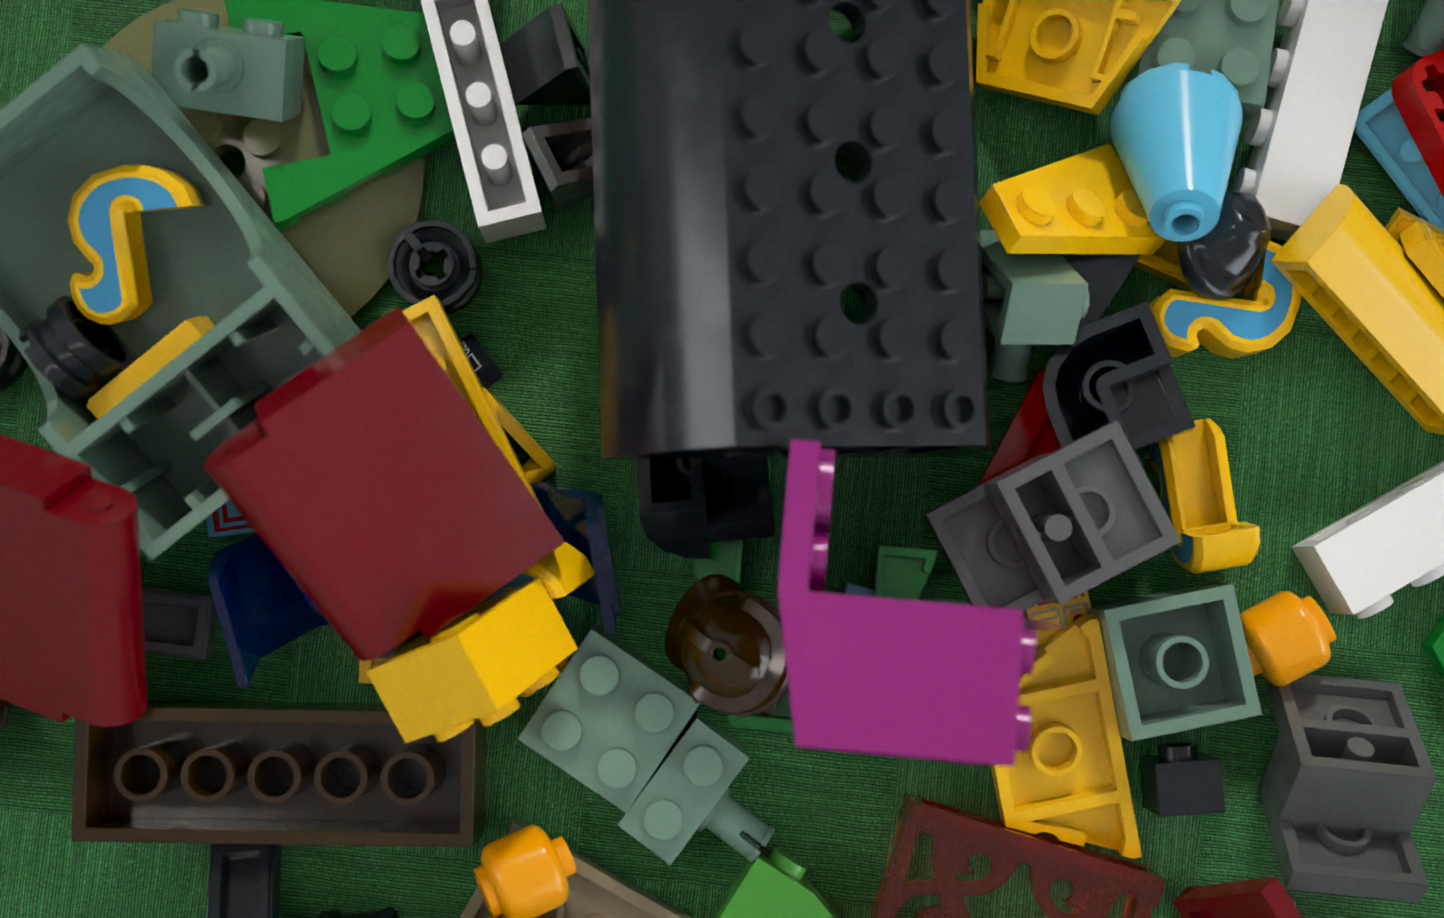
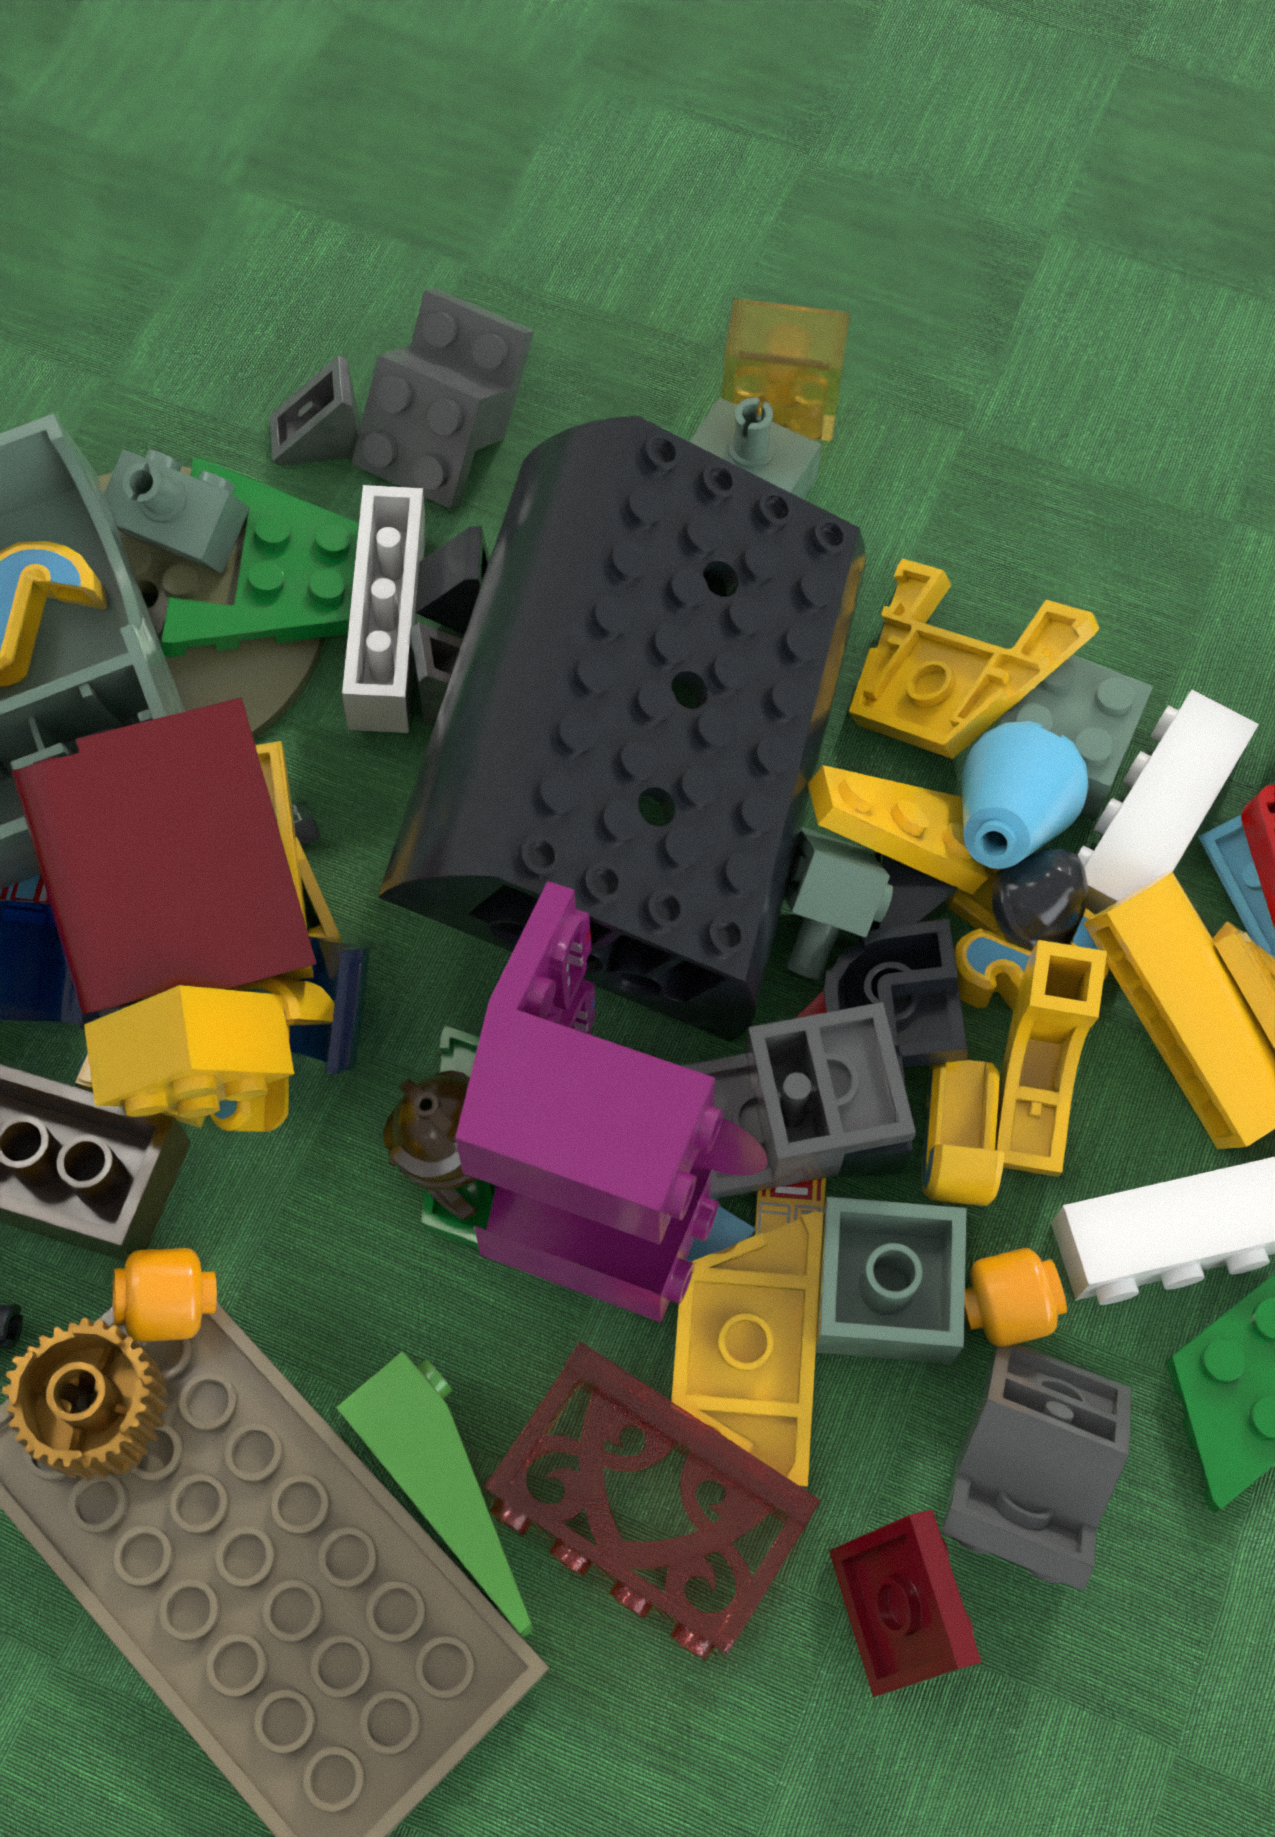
camera: 15 degrees right, 20 degrees down
(431, 240) = (299, 710): black wheel -> none
(610, 718) = (307, 1178): sand green brick -> none
(692, 794) = (359, 1274): sand green brick -> none
(703, 502) = (449, 985): black brick -> none
(1181, 781) = (870, 1414): black plate -> none
(1257, 401) = (1043, 1048): none -> yellow arch

